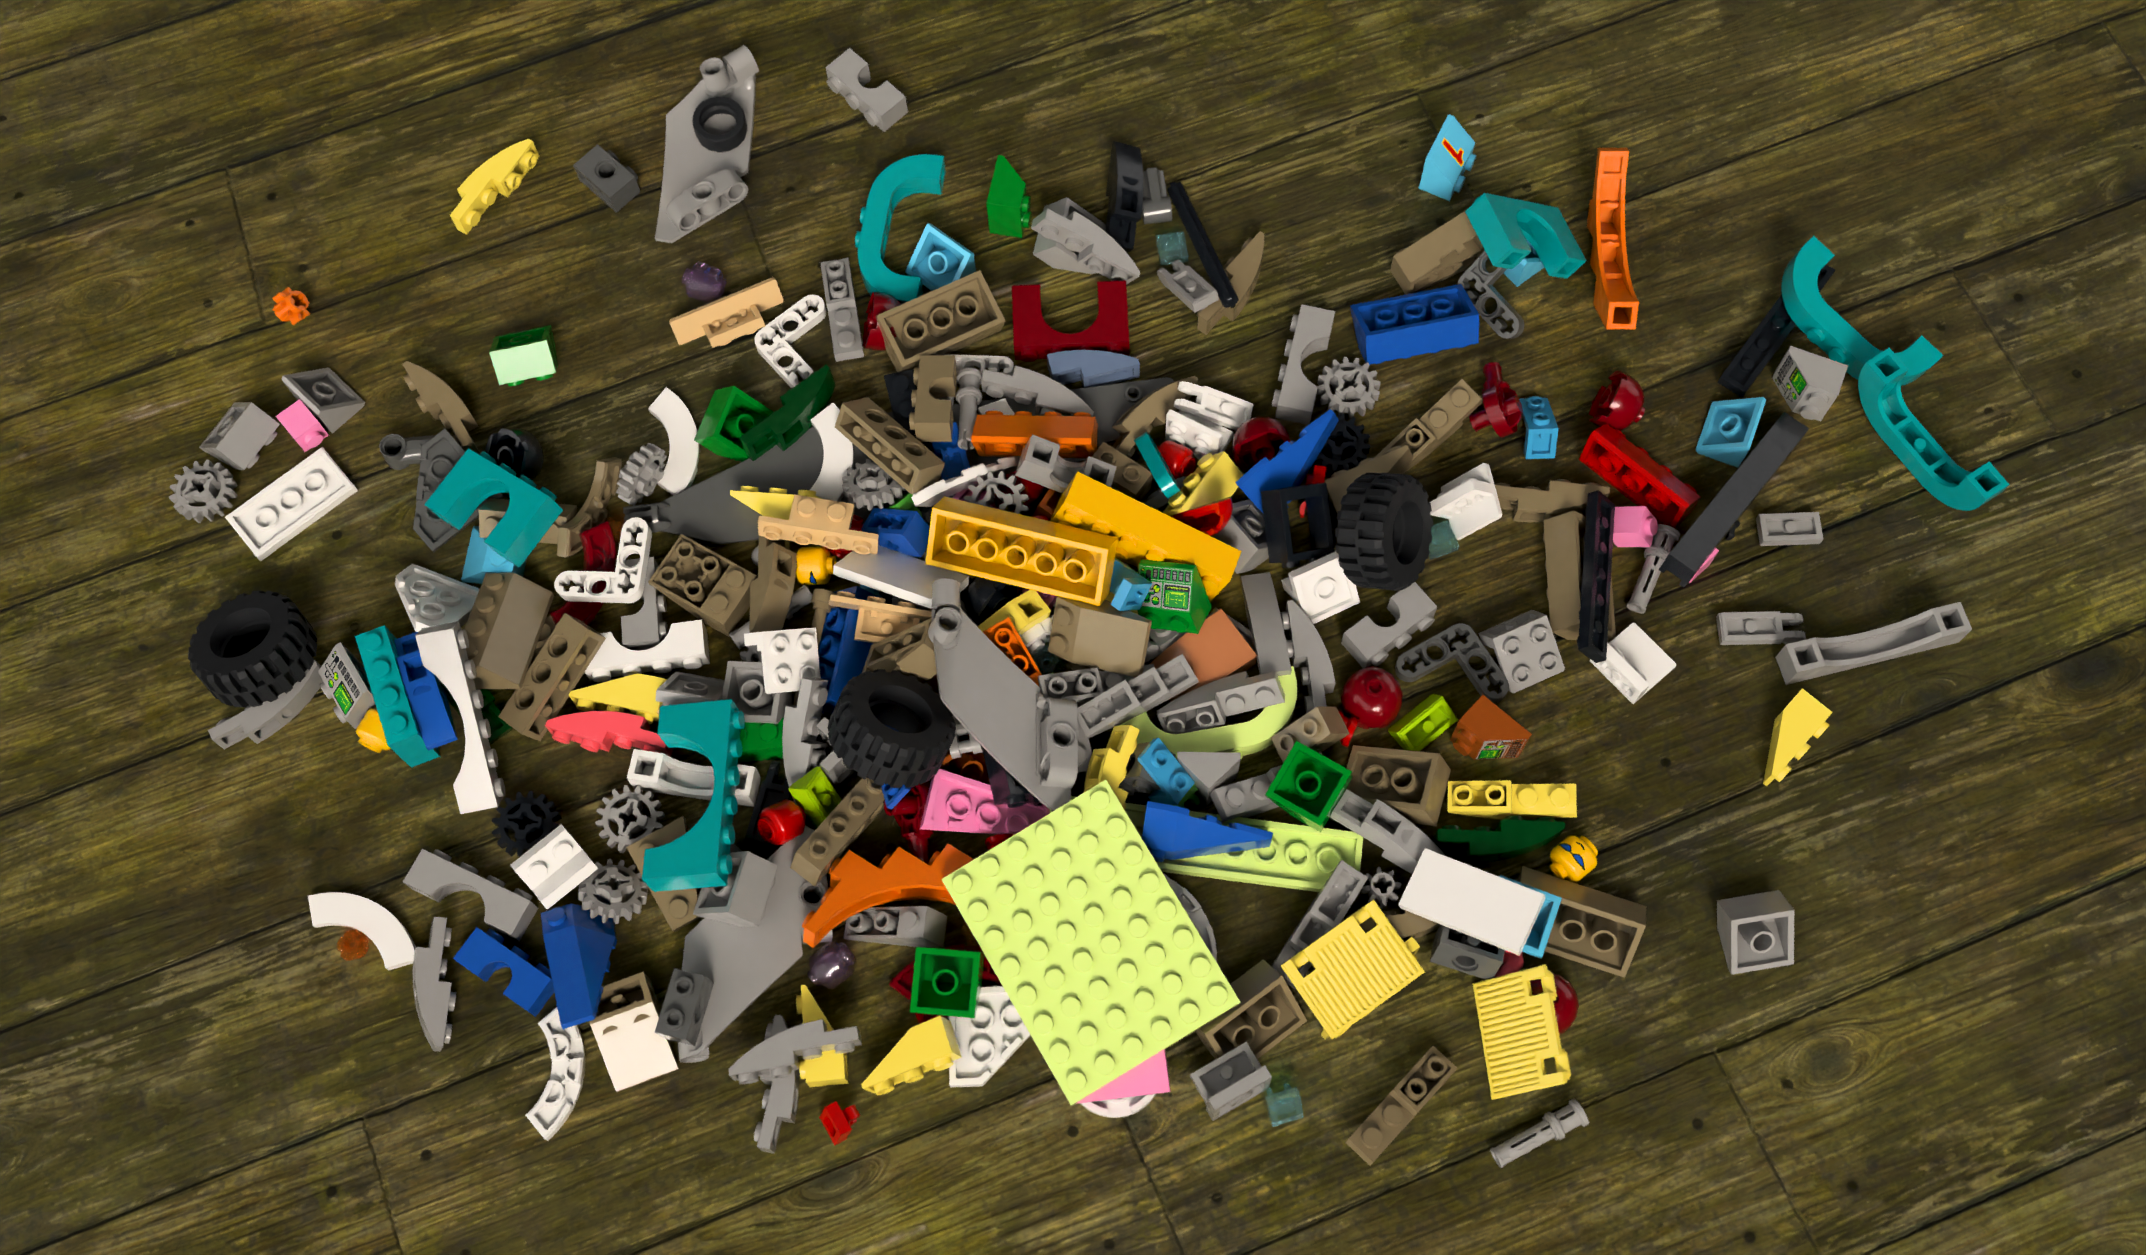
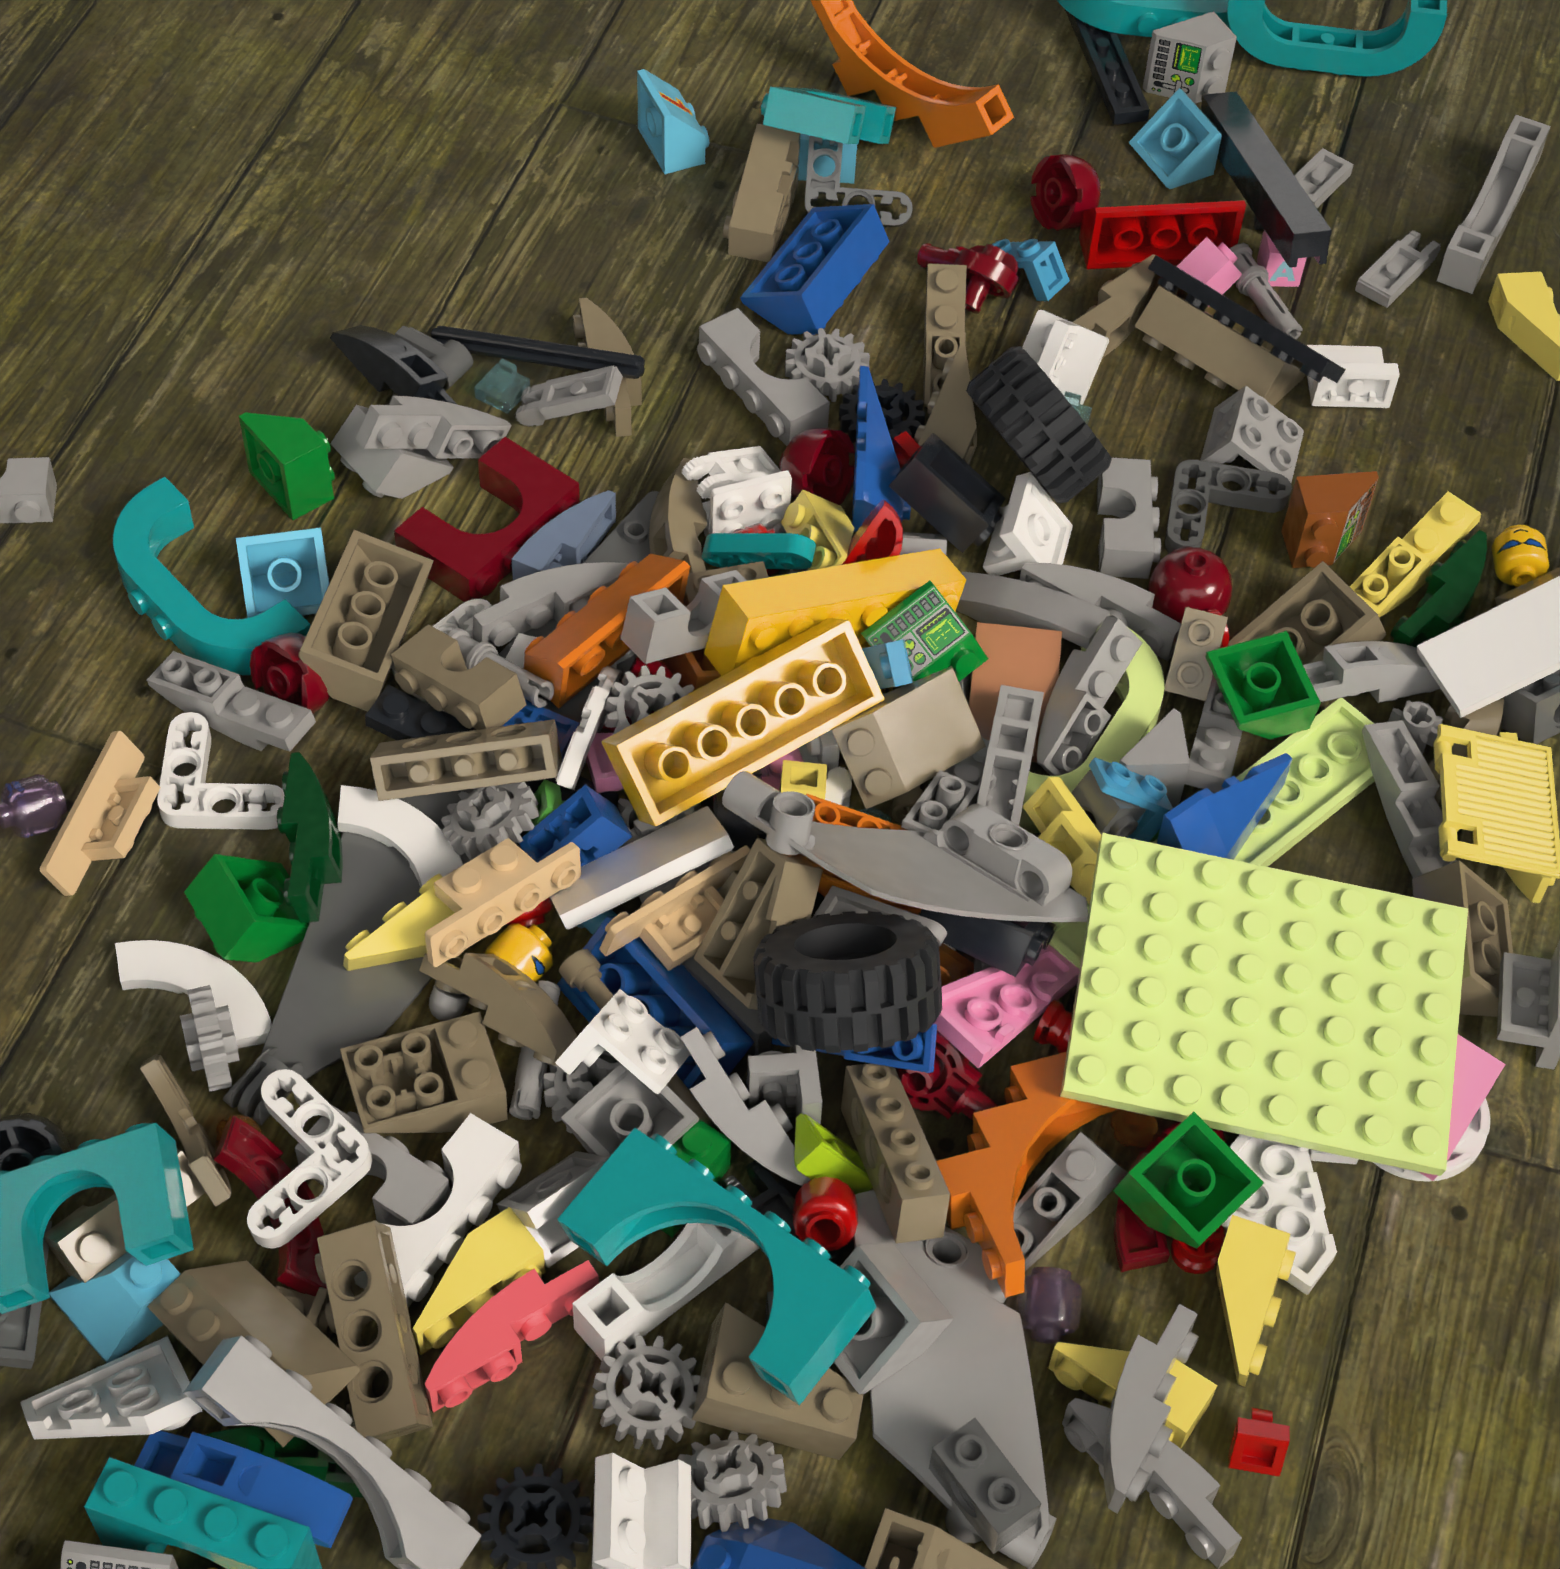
camera: 55 degrees left, 15 degrees down
(1423, 723) = (1255, 571): lime slope -> none

